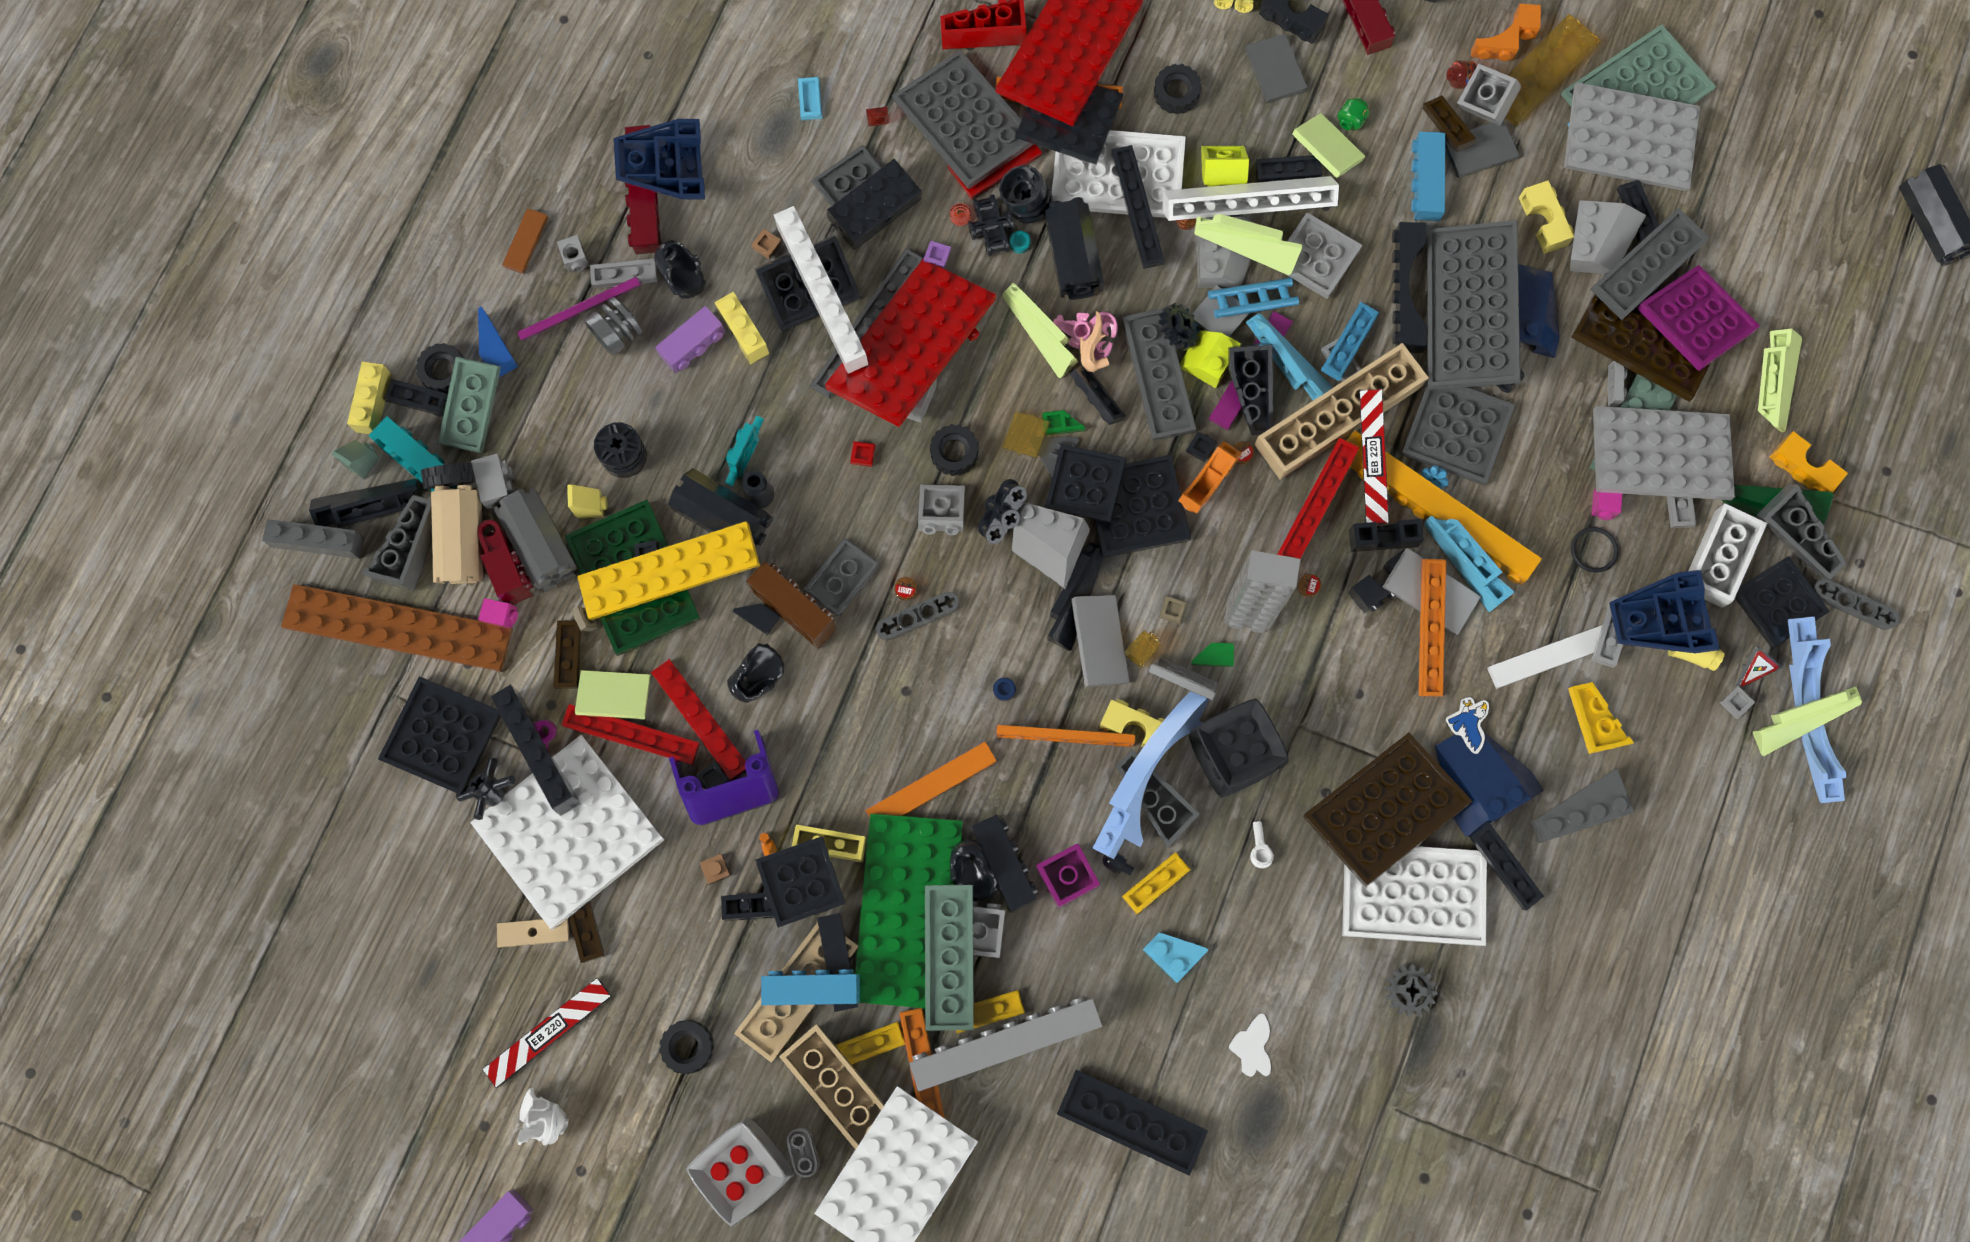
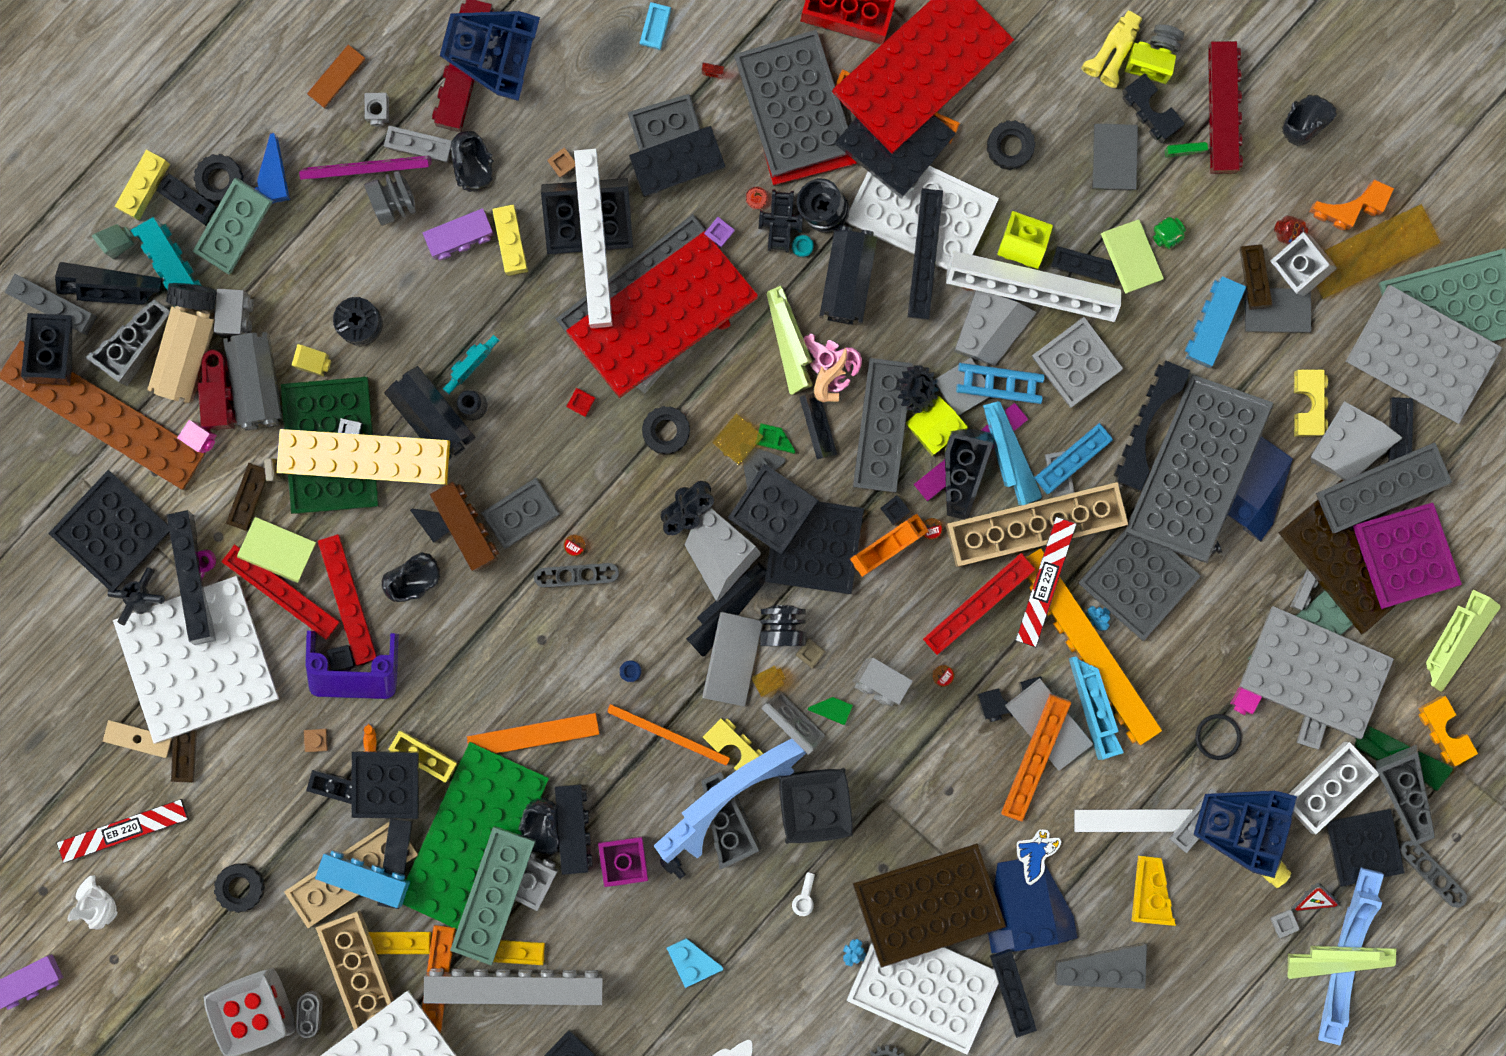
camera: 15 degrees right, 10 degrees up
(321, 579) = (47, 349): none -> black slope
(941, 509) = (633, 483): light grey plate -> none
(1139, 593) = (783, 626): none -> black wheel
(1156, 883) = (700, 894): yellow tile -> none
(1250, 240) = (1015, 331): yellowish green wedge -> none
(1331, 884) = (854, 952): none -> dark azure plant
(1337, 38) = (1185, 149): none -> green tile
(1395, 536) = (1029, 657): black arch -> none

